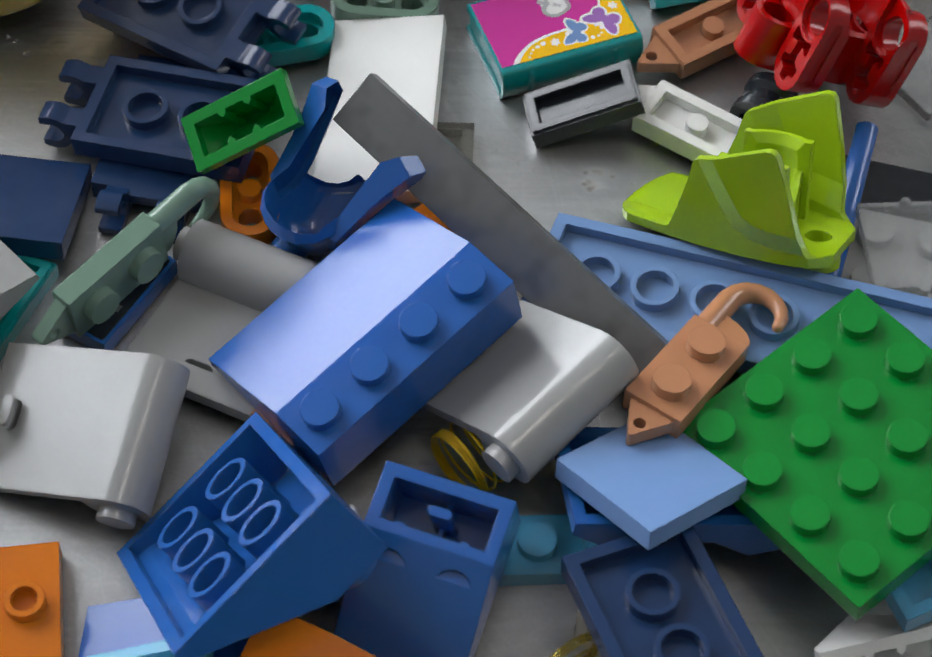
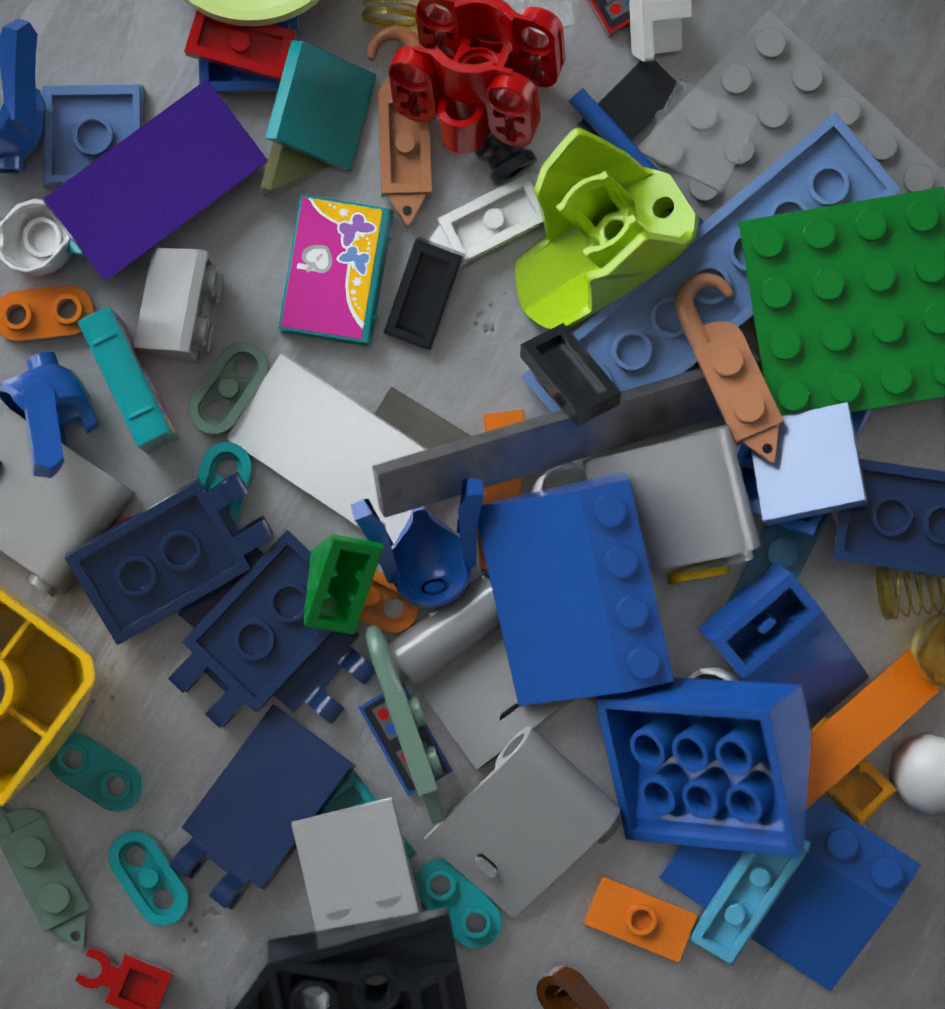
camera: 55 degrees left, 30 degrees up
(588, 223) = (570, 374): none -> black tile

